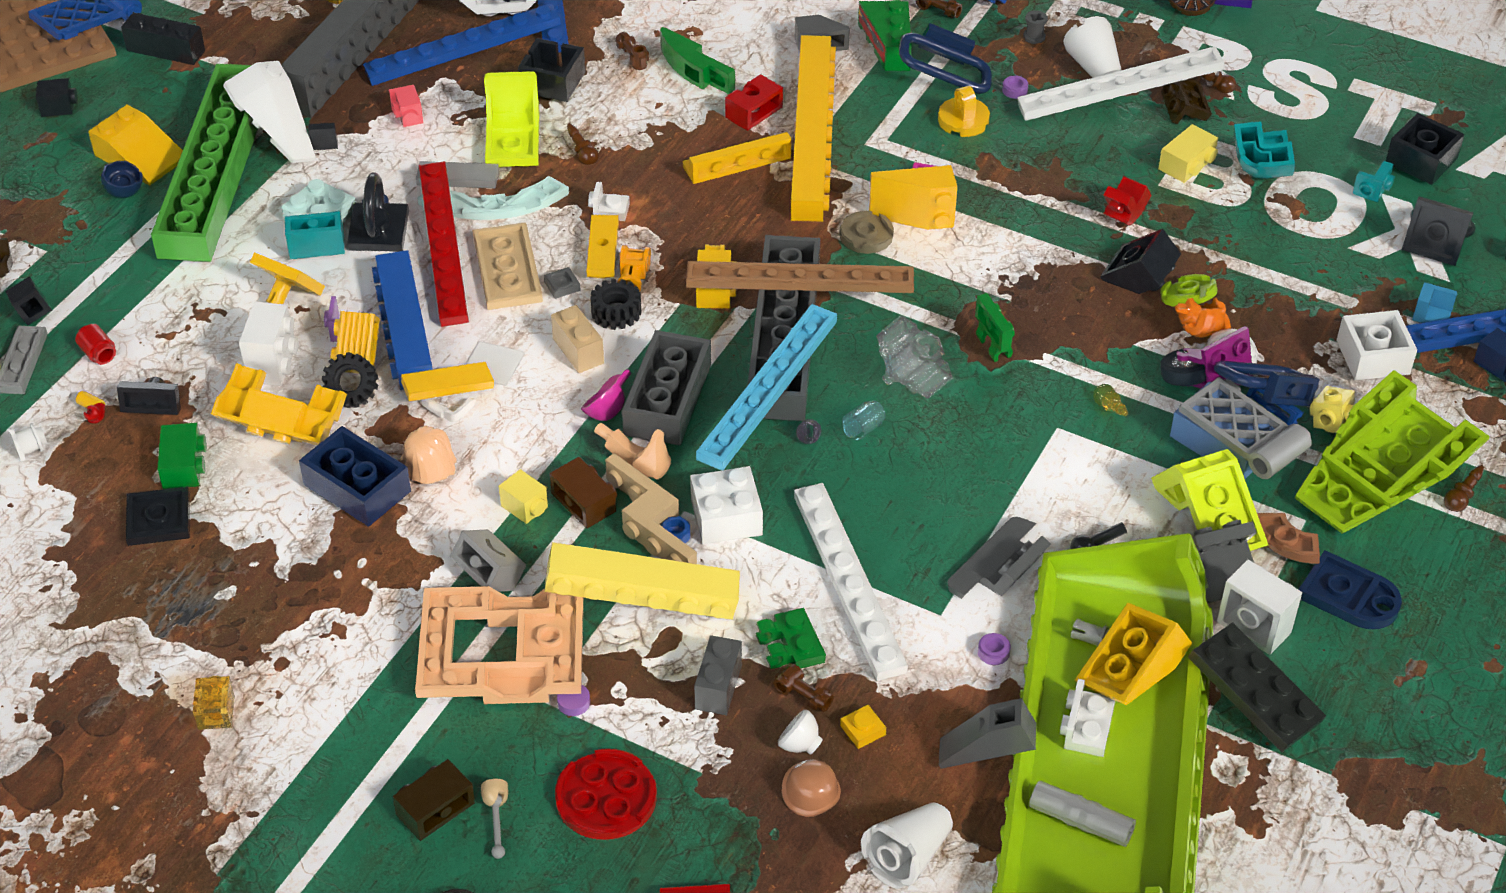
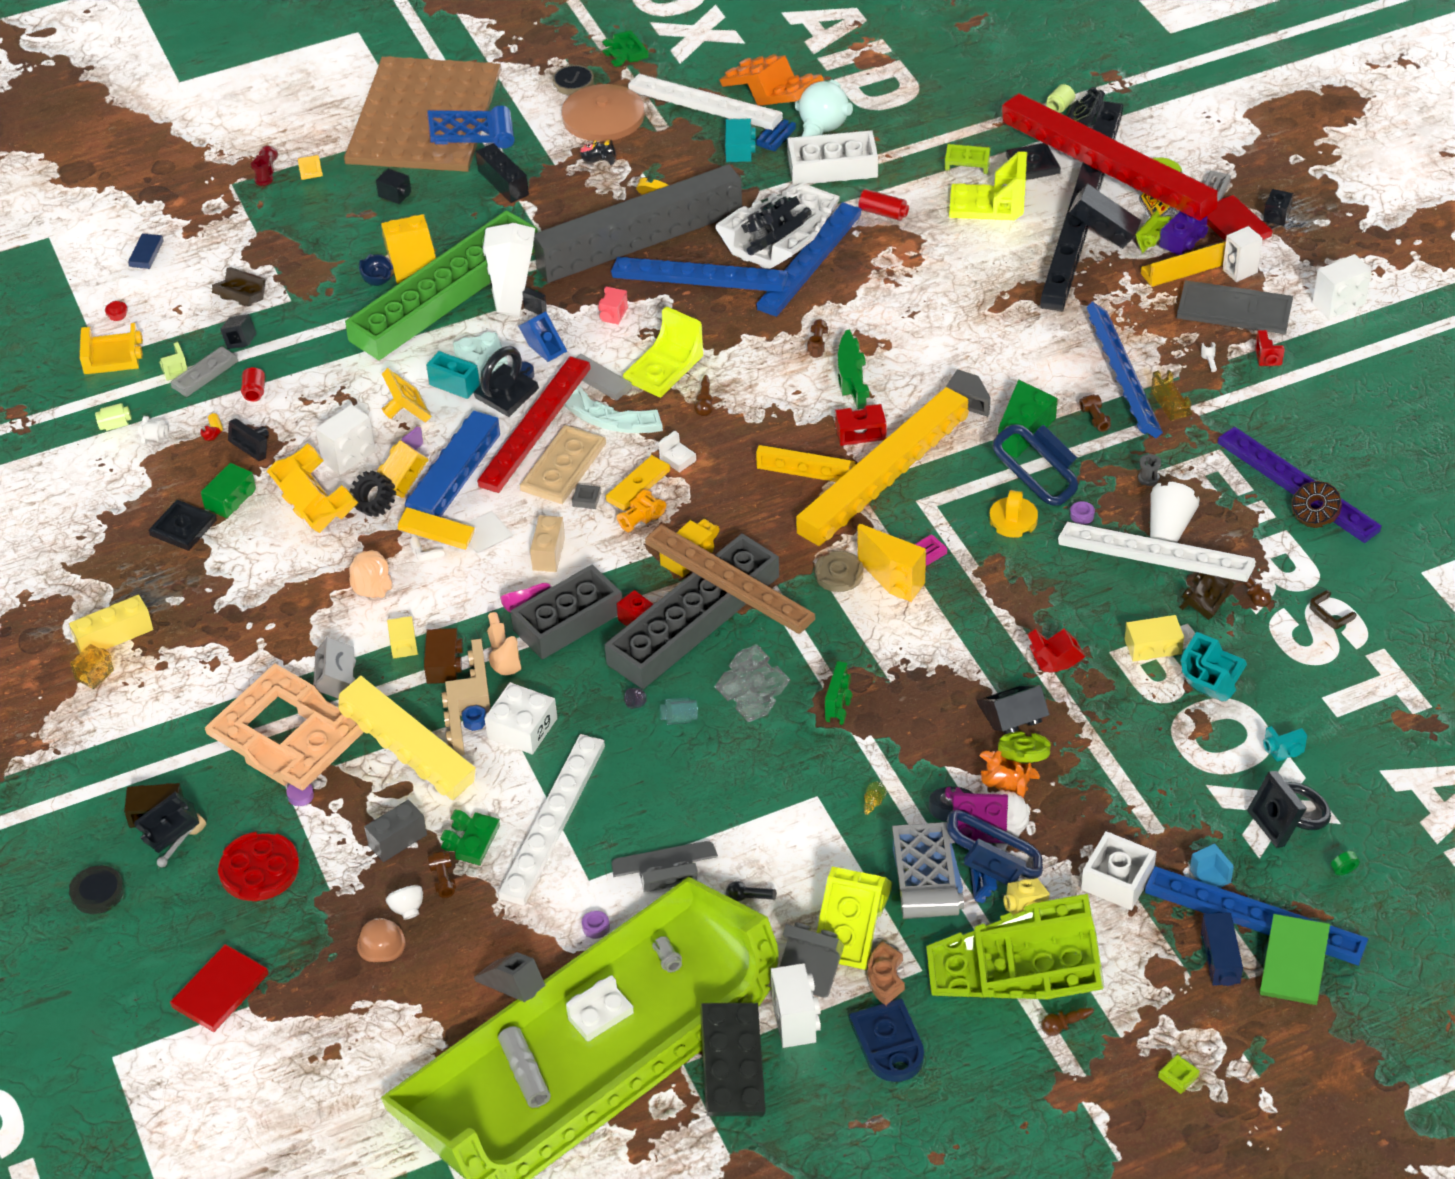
camera: 40 degrees right, 0 degrees up
(190, 652) = (112, 625): none -> light yellow brick
(355, 476) = (311, 563): dark blue brick -> none
(362, 157) = (543, 337): none -> blue slope
(475, 805) = (167, 822): none -> black hinge
(554, 80) = (742, 329): black piece -> none
(615, 293) = (599, 522): black tyre -> none
(729, 356) = (632, 607): none -> red brick
(766, 387) = (616, 646): medium azure plate -> none
(863, 726) = (455, 922): yellow plate -> none
(906, 843) = (395, 1011): white cone -> none
(1134, 655) = (669, 984): yellow slope -> none
(1286, 73) = (1326, 616): none -> dark brown piece
(1424, 148) = (1355, 737): black brick -> none

